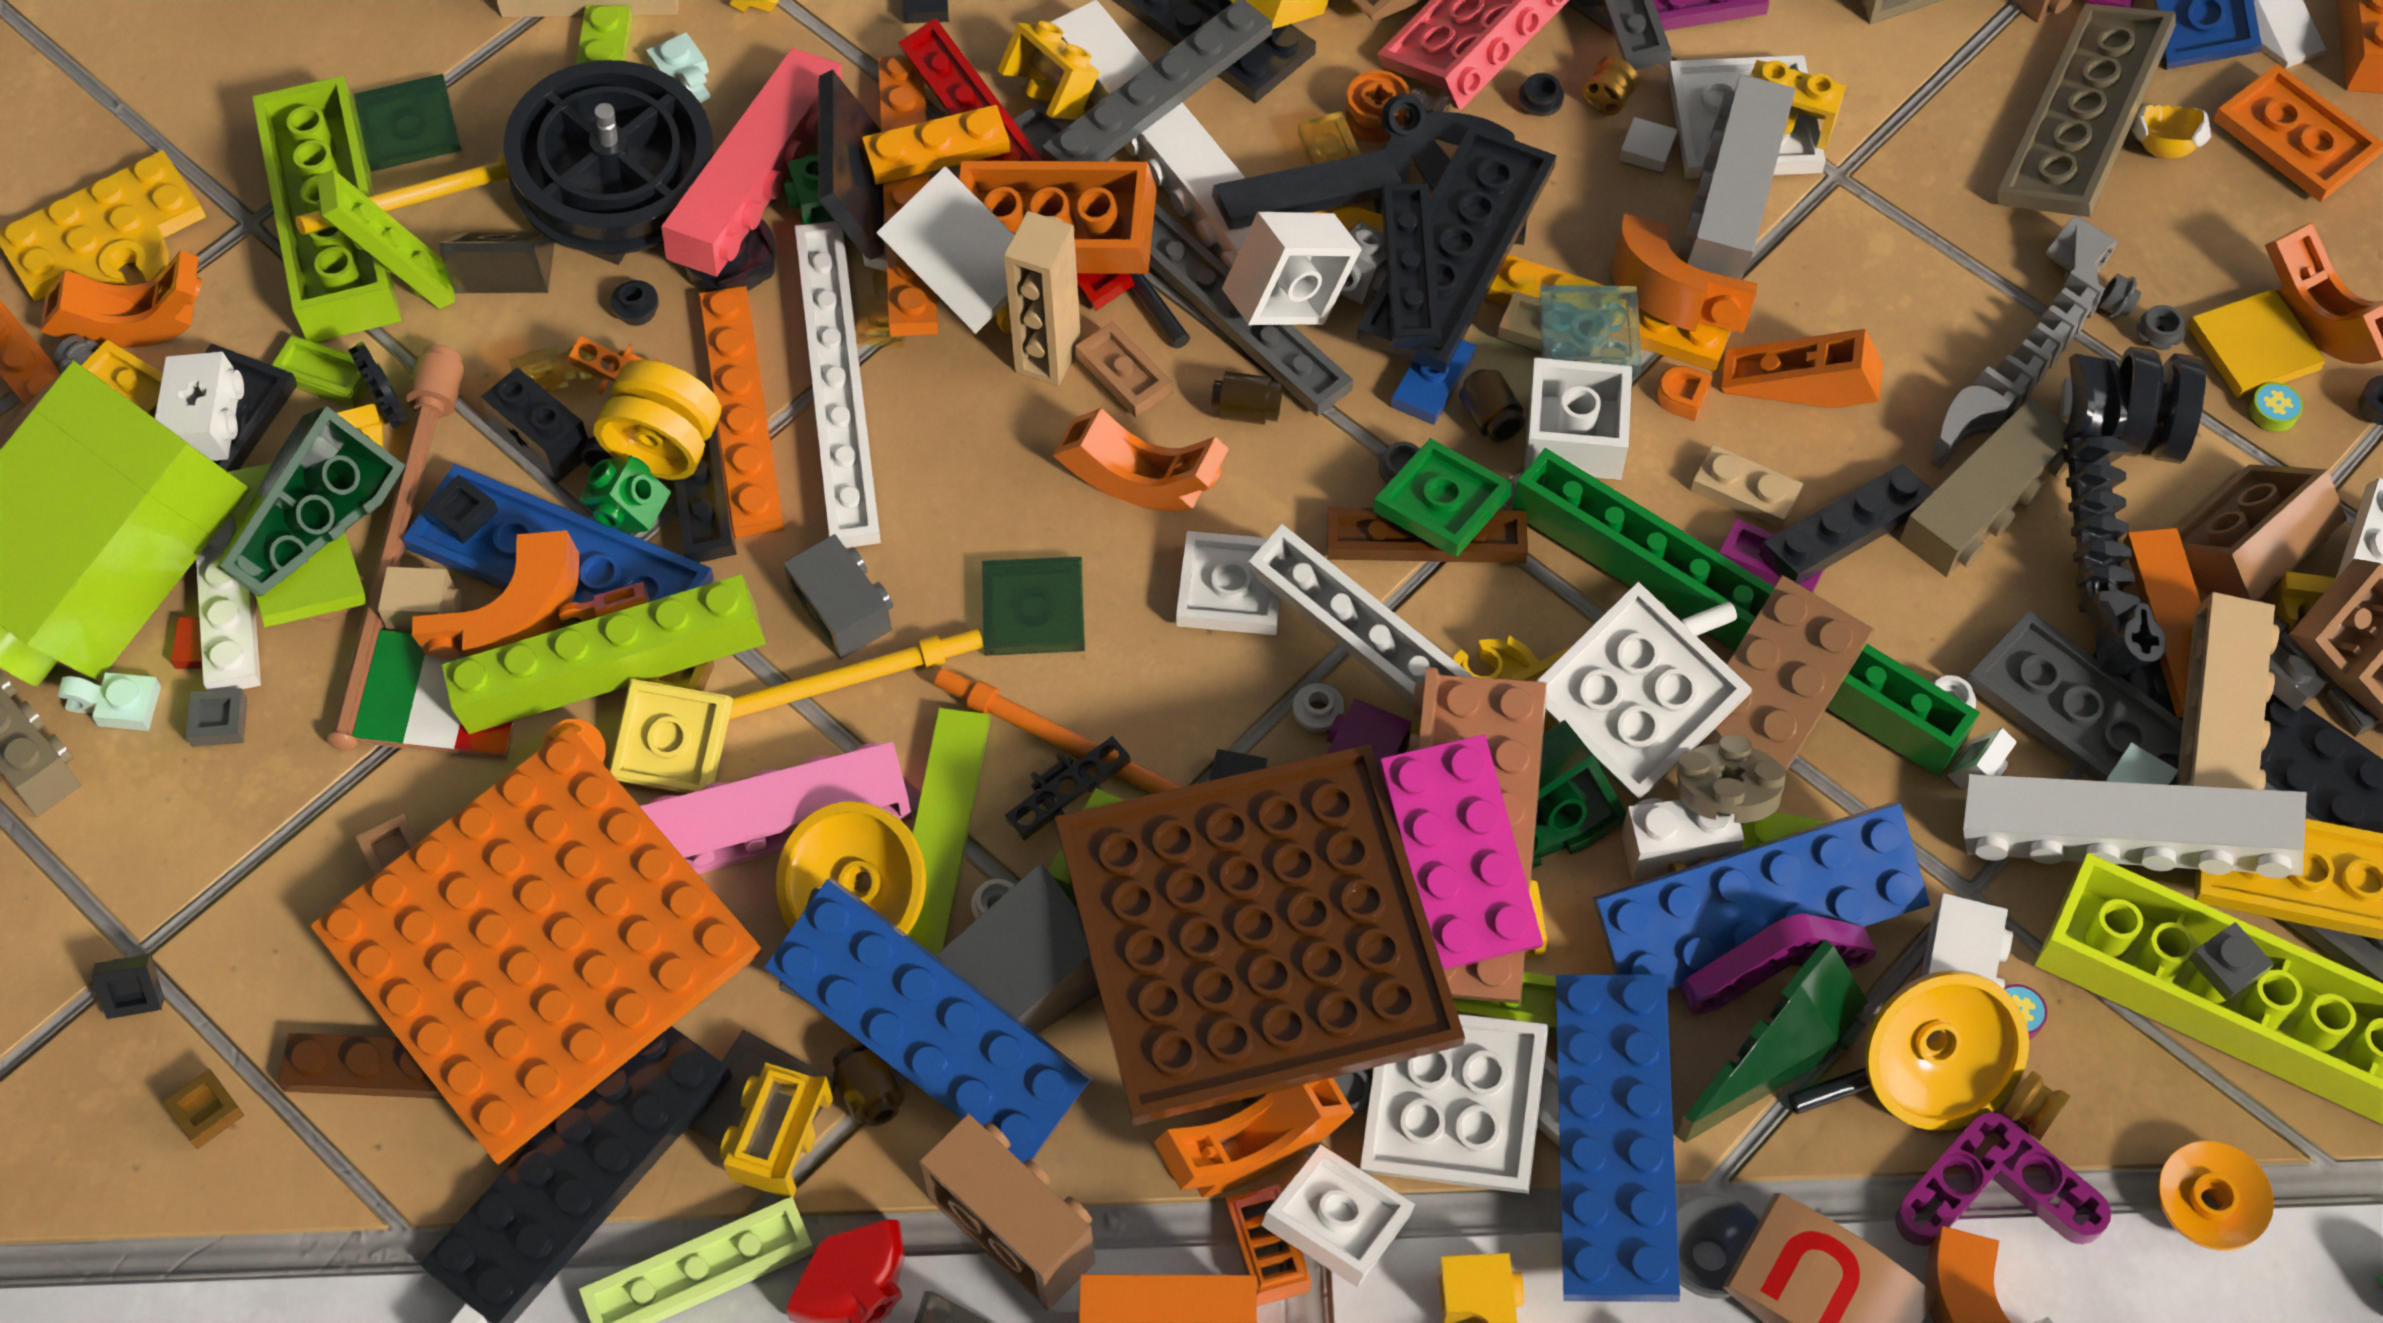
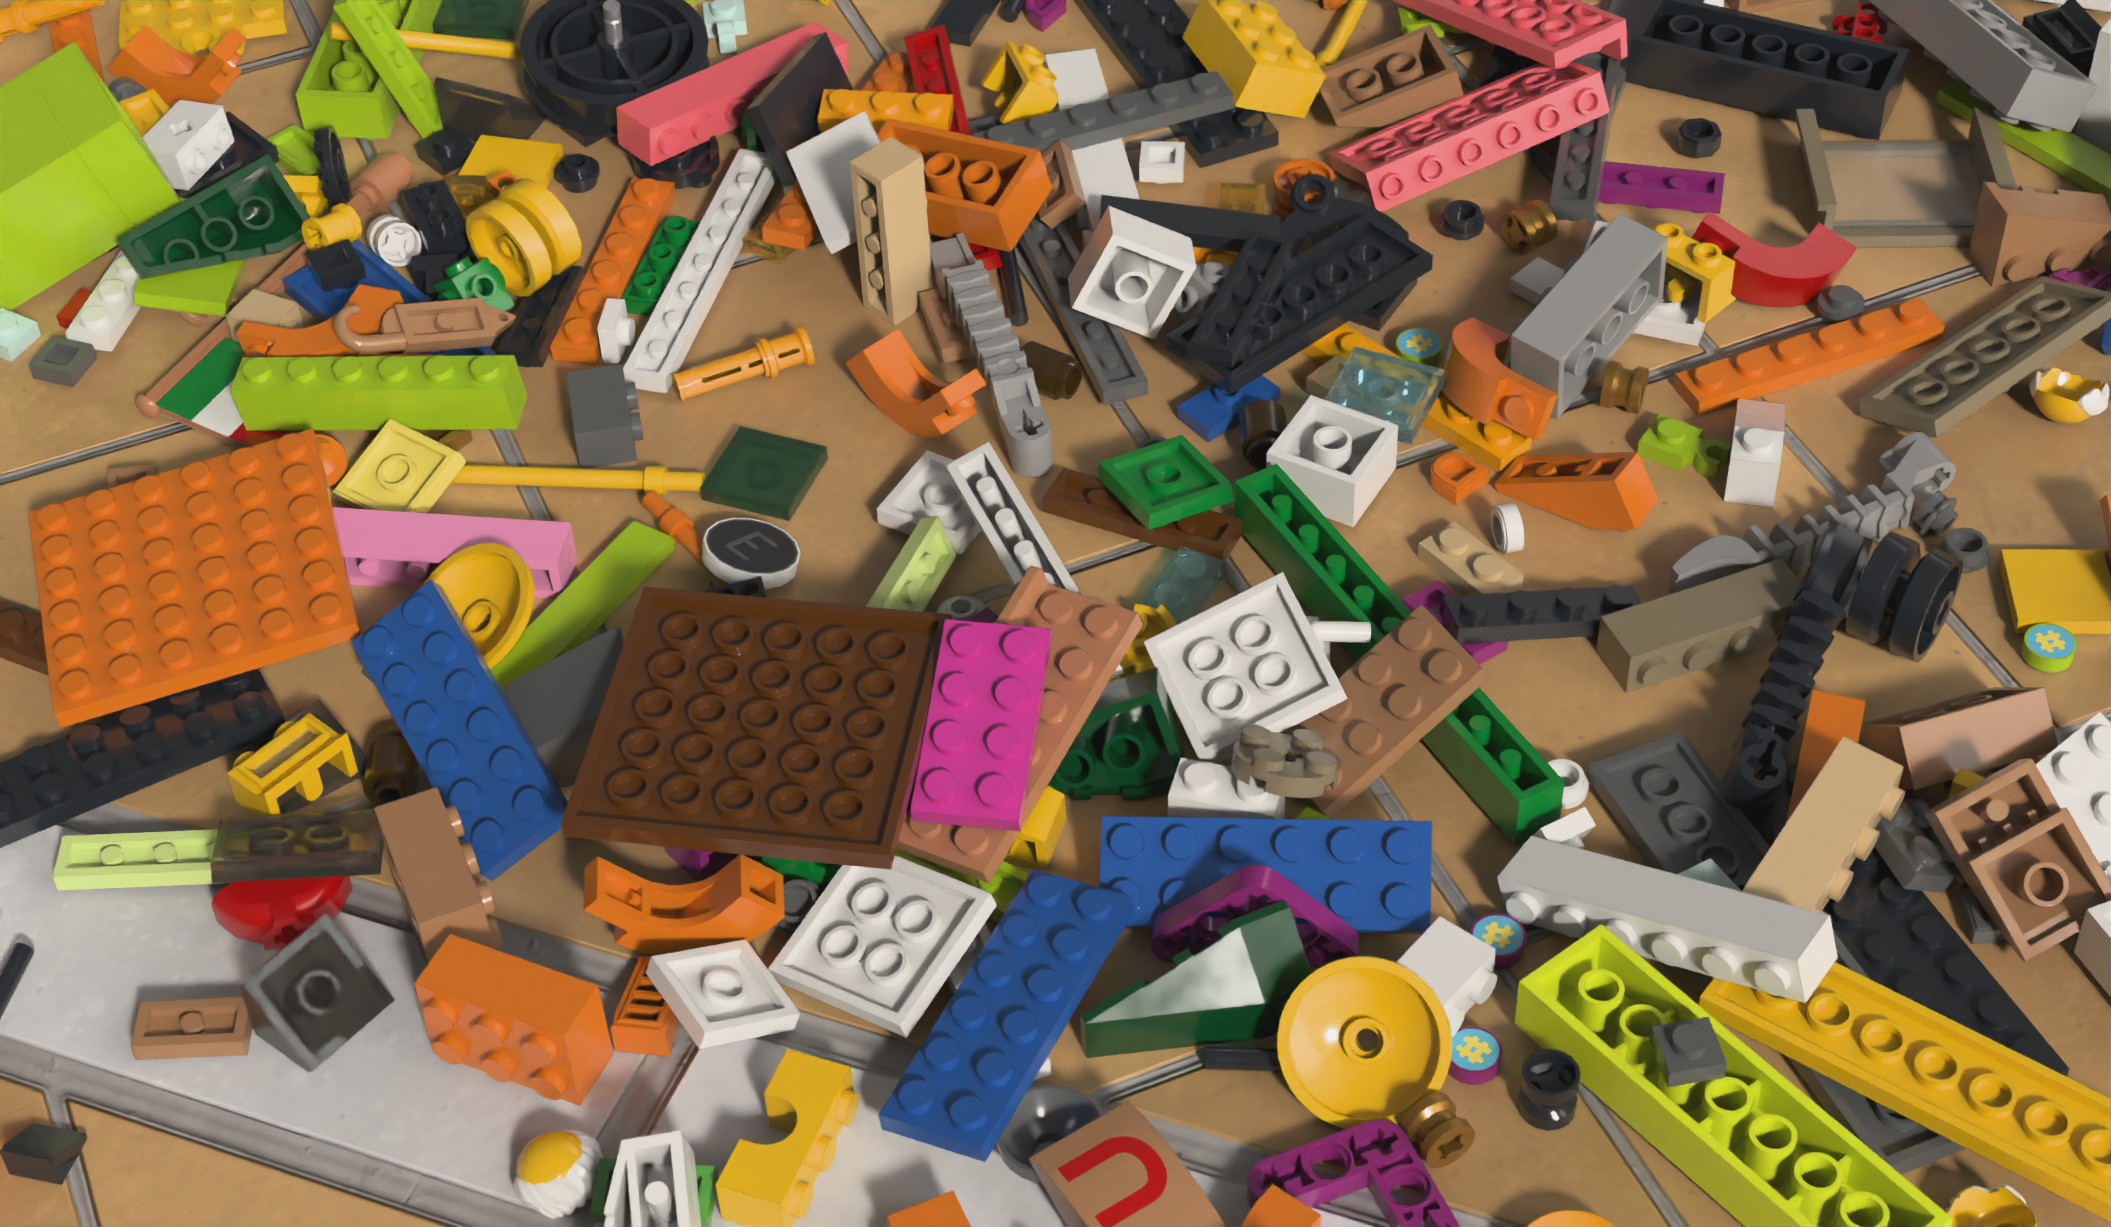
camera: 25 degrees right, 15 degrees down
(427, 464) = (332, 228): none -> yellow bush
(475, 316) = (445, 150): none -> black plate
(495, 453) = (398, 246): none -> white wheel
(556, 314) = (520, 157): none -> yellow tile
(566, 482) = (429, 270): none -> black tile
(613, 560) = (427, 327): none -> medium nougat plate
(789, 391) = (658, 264): none -> green tile
(794, 489) = (615, 331): none -> white plate
(844, 1217) = (297, 846): none -> clear smoke tile
(960, 472) = (769, 361): none -> light orange pin
(1079, 707) = (749, 549): none -> tile
(1171, 191) = (1066, 190): none -> medium nougat plate
(1223, 111) = (1162, 162): none -> white plate
(1252, 451) = (998, 354): none -> light grey piece
(1258, 693) = (916, 569): none -> yellowish green plate
(1502, 600) = (1185, 584): none -> clear light blue plate
(1576, 255) = (1420, 346): none -> tile
(1765, 437) = (1507, 528): none -> white tile
(1788, 244) = (1624, 387): none -> pearl gold wheel
(1859, 291) = (1679, 443): none -> lime plate
(1884, 58) = (1778, 274): none -> arch
(1923, 154) = (1808, 356): none -> orange plate
(1924, 88) = (1840, 304): none -> dark grey plate
(1936, 275) = (1755, 453): none -> white slope
(1978, 881) = (1505, 935): none -> tile
(2112, 1016) = (1549, 1089): none -> black wheel

